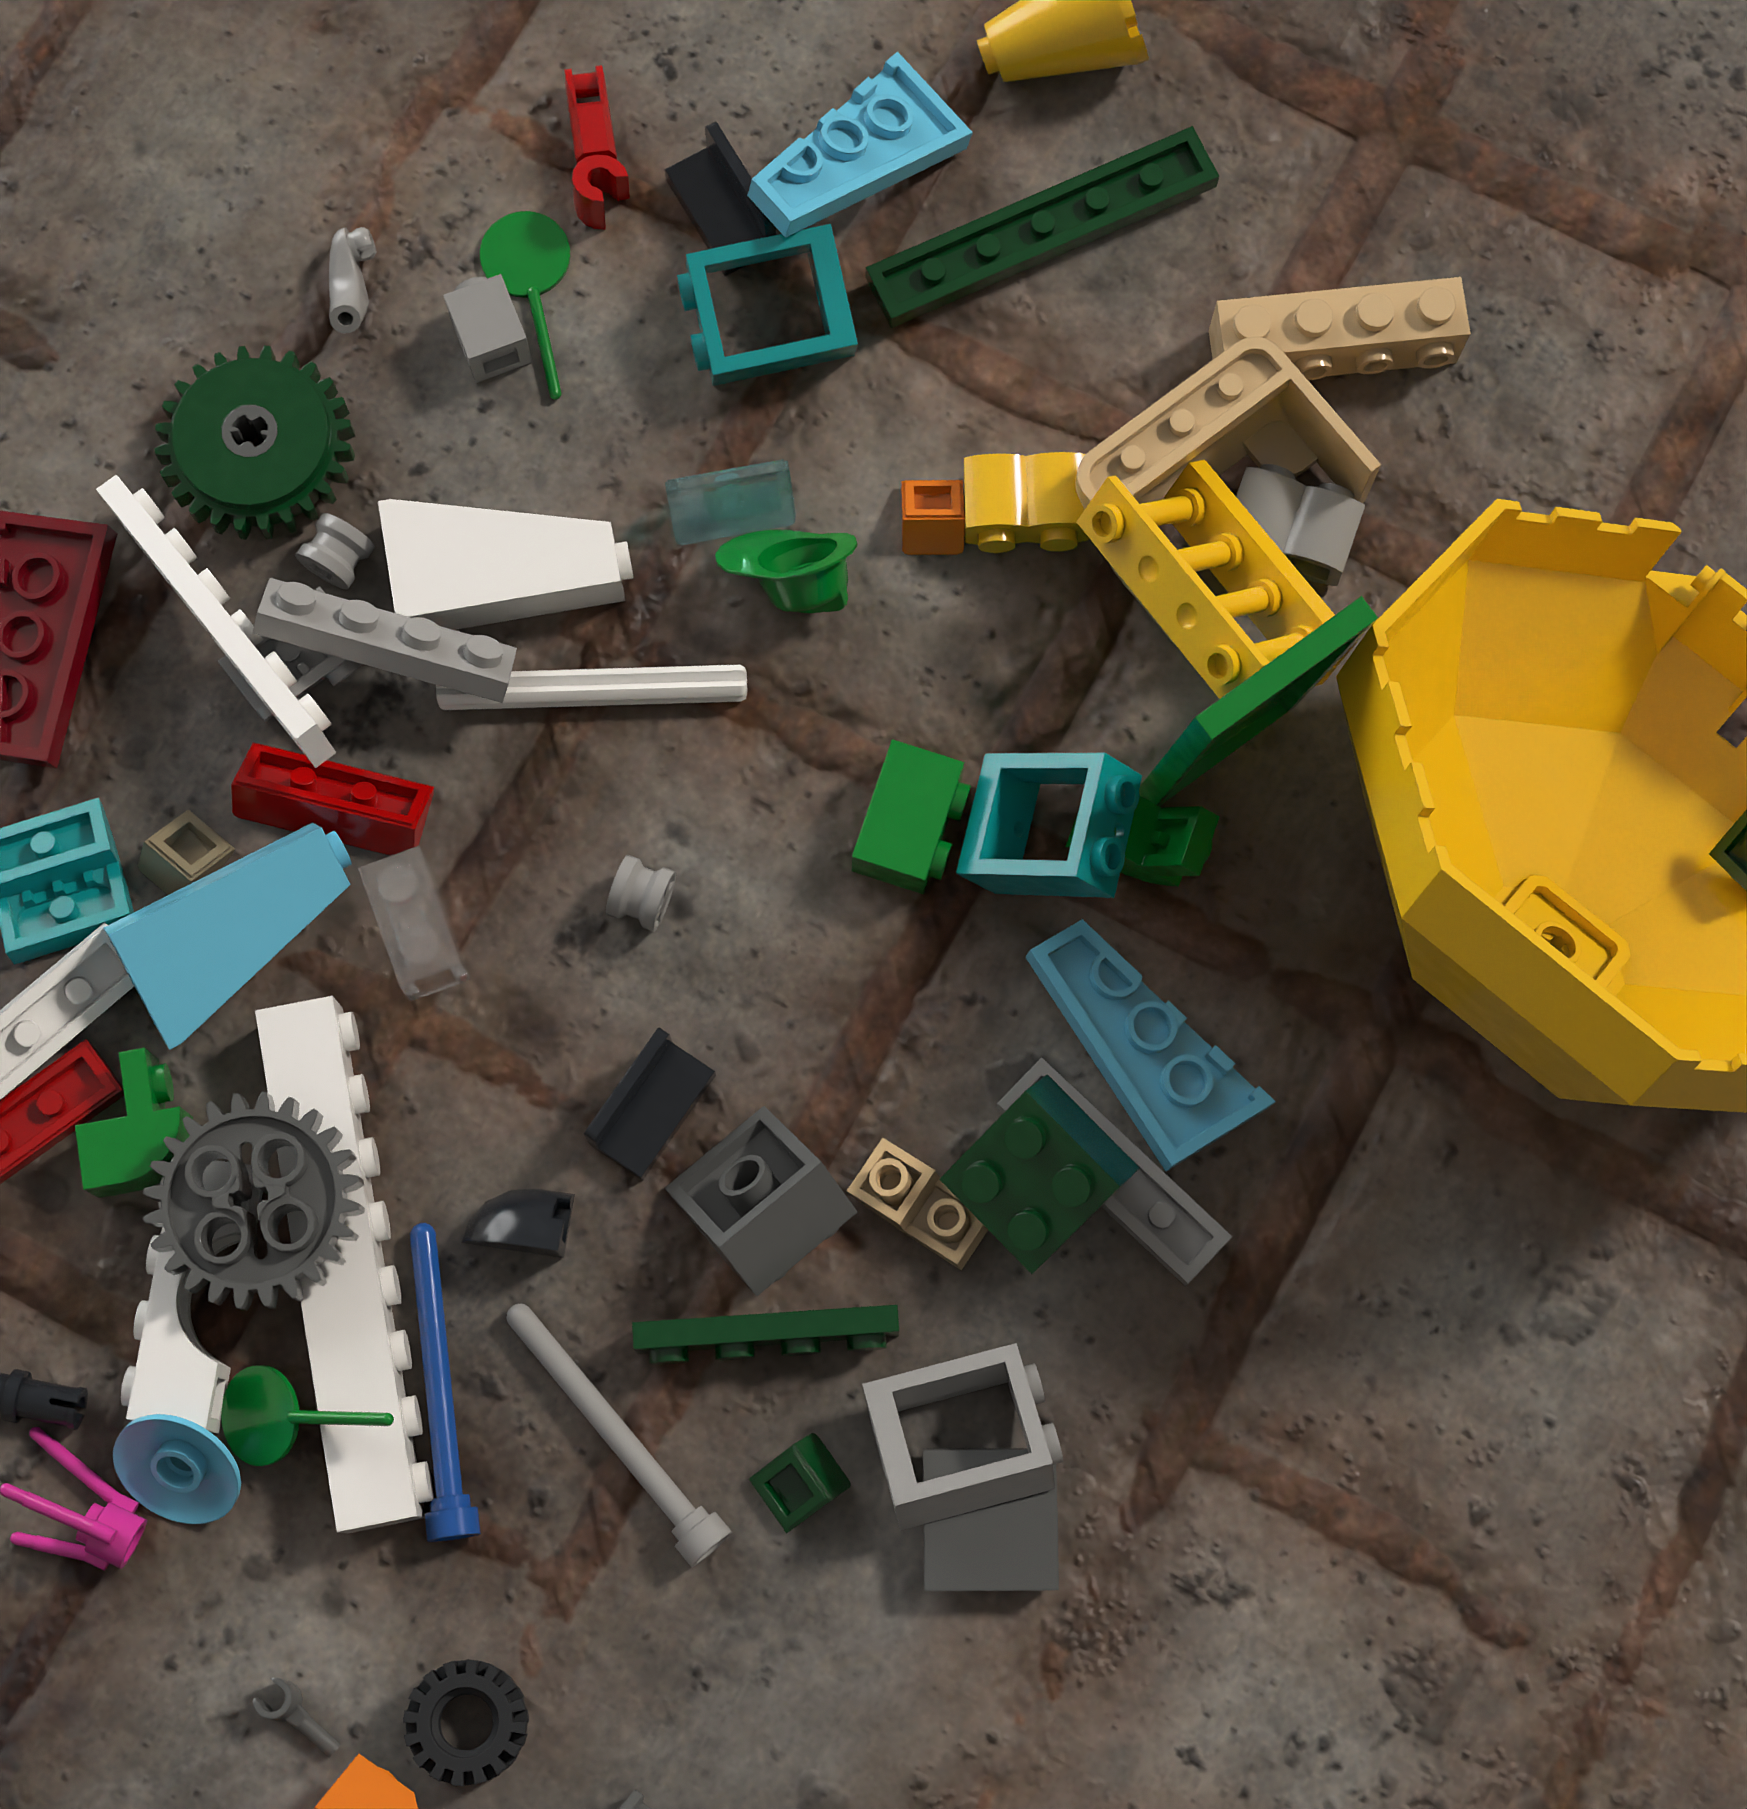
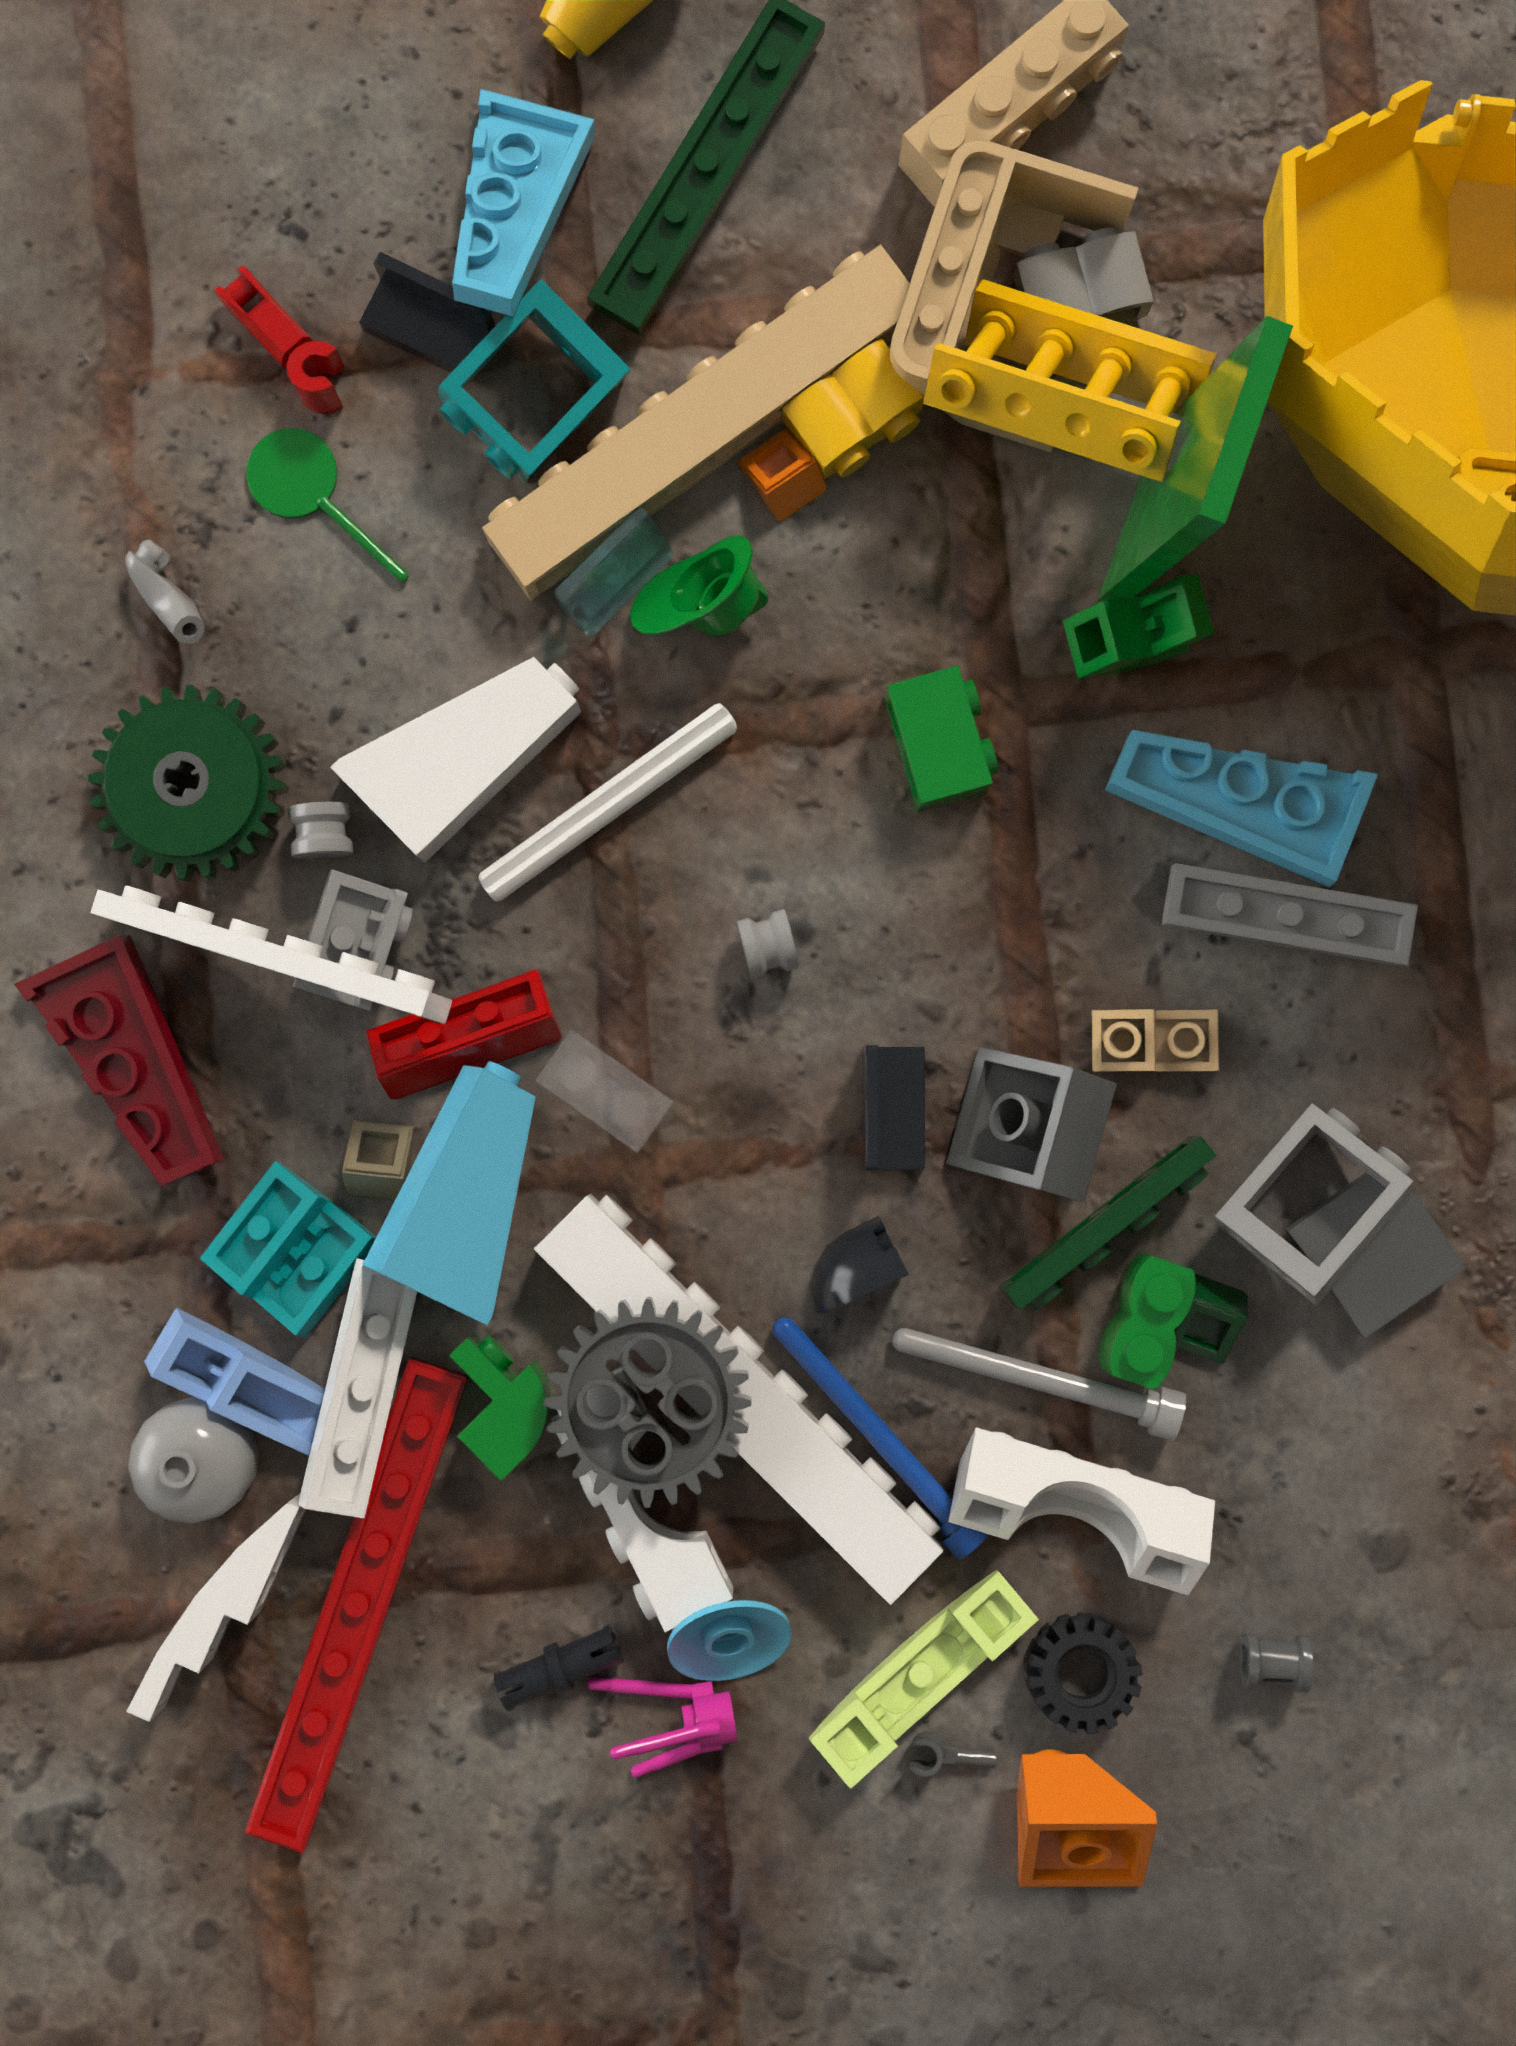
camera: 35 degrees left, 10 degrees up
(264, 1416) = (767, 1555): green piece -> none
(320, 1623) = (919, 1675): none -> yellowish green slope
(385, 639) = (422, 880): light grey plate -> none
(487, 327) = (309, 556): light grey brick -> none
(524, 1504) = (1154, 1526): none -> white arch
(726, 1449) = (1141, 1335): none -> green brick
(876, 427) = (696, 426): none -> tan brick
(1004, 815) = (1015, 691): teal window -> none
(1039, 1173) = (1244, 958): dark green brick -> none

